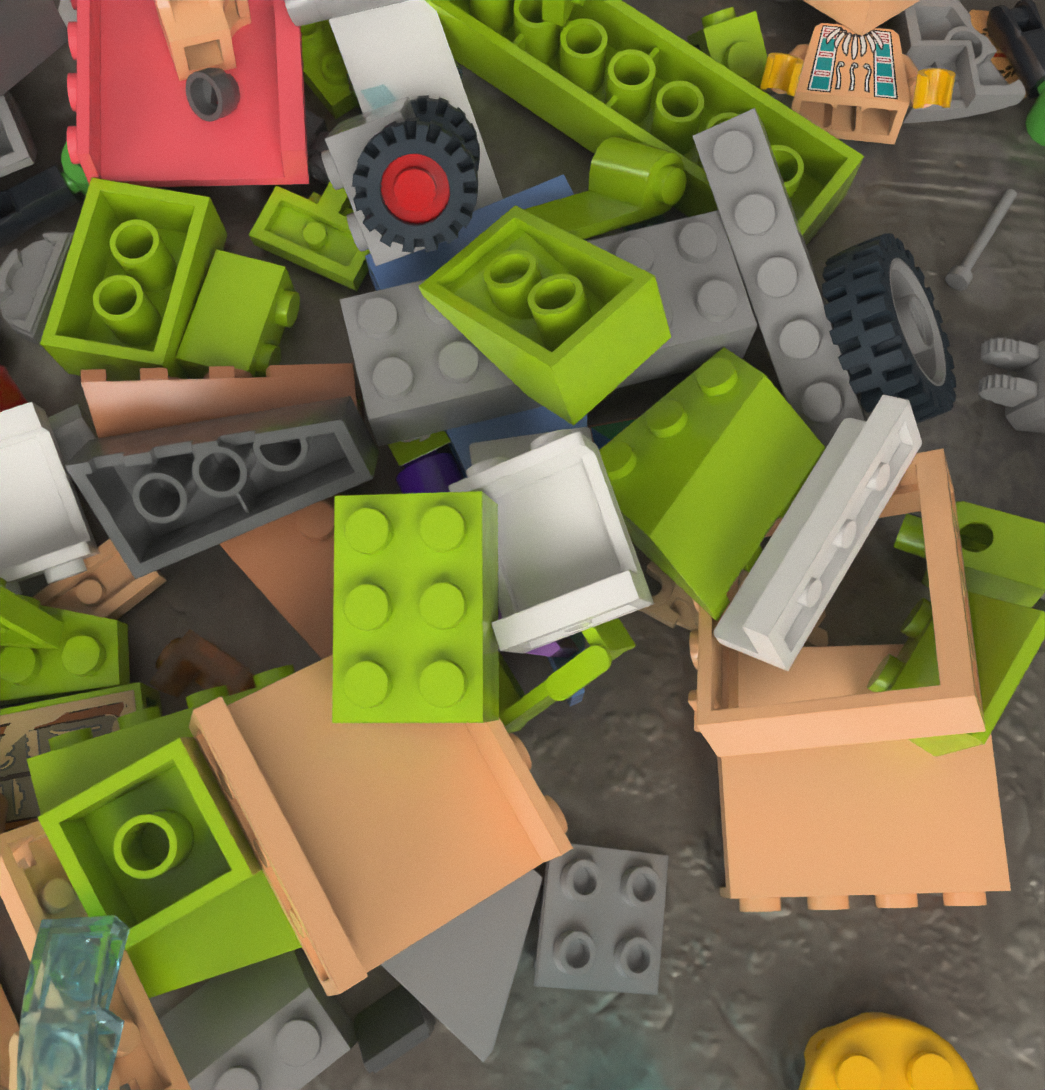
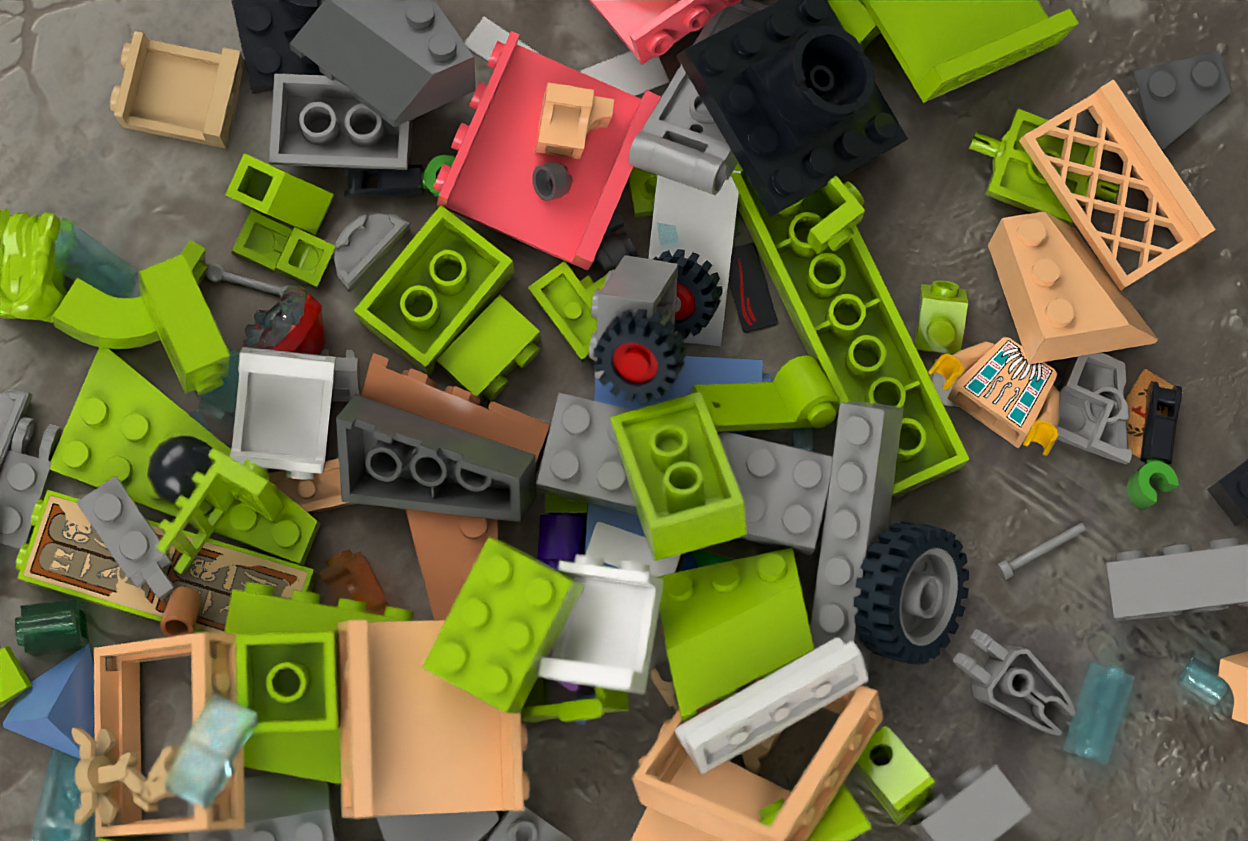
camera: 25 degrees right, 5 degrees up
(507, 131) = (750, 289): none -> black sticker

